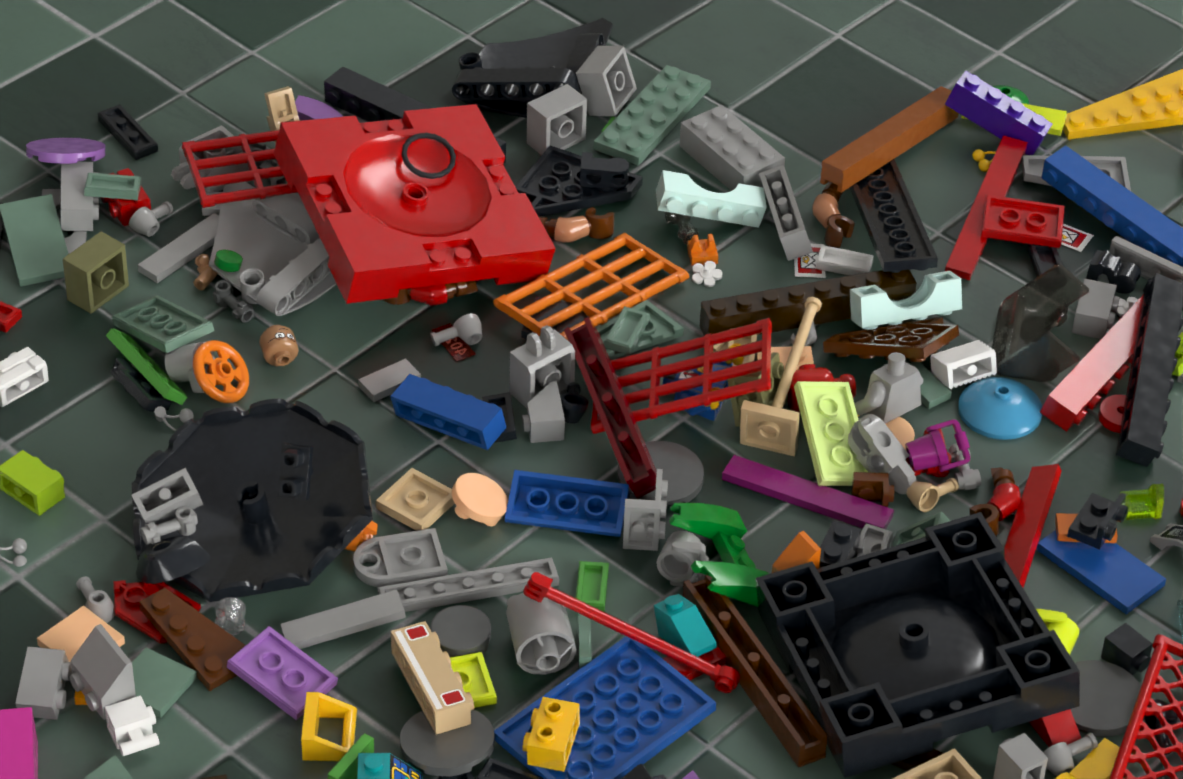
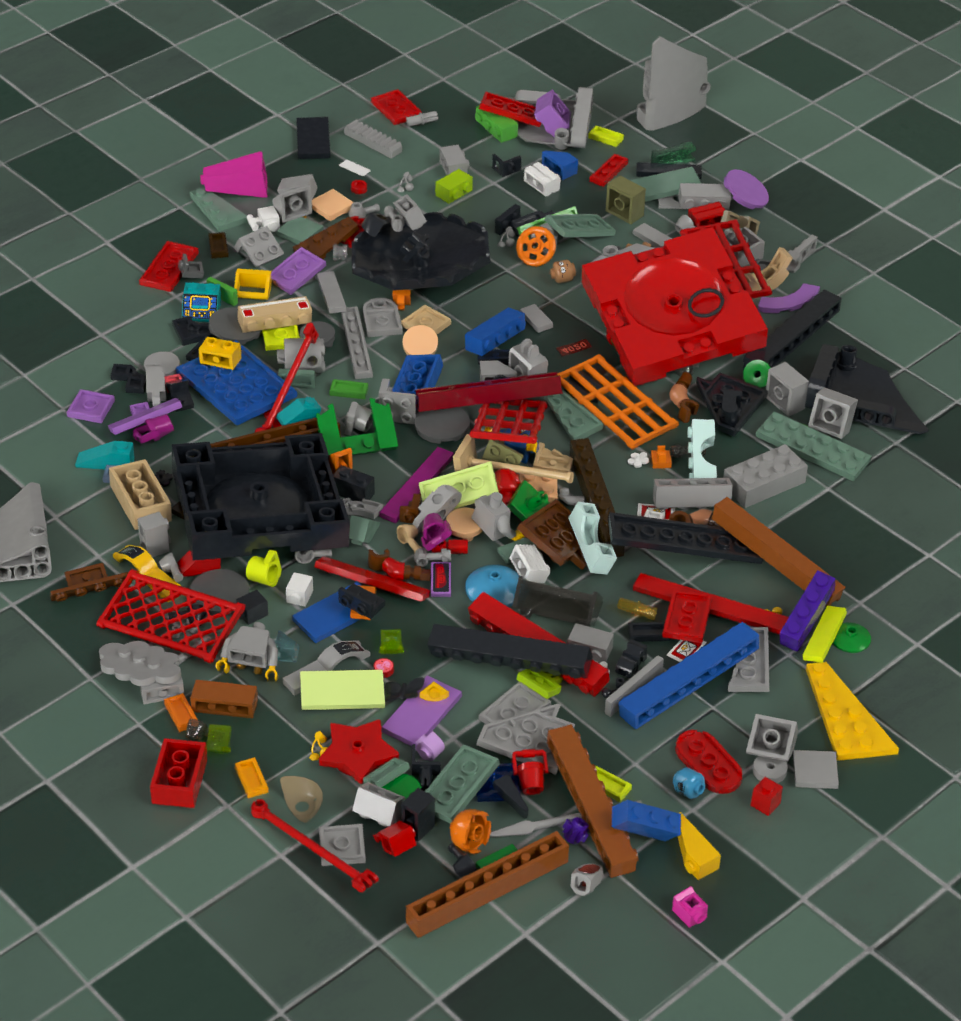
camera: 95 degrees right, 0 degrees up
(15, 613) = (358, 186): none -> red tile
(112, 186) = (703, 202): sand green tile -> none
(127, 132) = (780, 220): black tile -> none
(131, 414) = (503, 221): none -> black plate
(158, 158) = (751, 223): none -> dark tan brick
(205, 727) = (259, 246): none -> light grey bracket
(222, 108) = (801, 253): none -> light grey plate
(228, 260) = (638, 247): green tile -> none
(466, 327) = (578, 348): light grey bar -> none
(518, 150) = (750, 373): none -> green piece
(627, 330) = (568, 409): sand green tile -> none
(847, 360) = (527, 501): none -> green tile
(1006, 455) = (440, 579): none -> slope
(1013, 269) = (637, 608): none -> clear yellow axle
(1077, 600) = (299, 589): none -> white brick

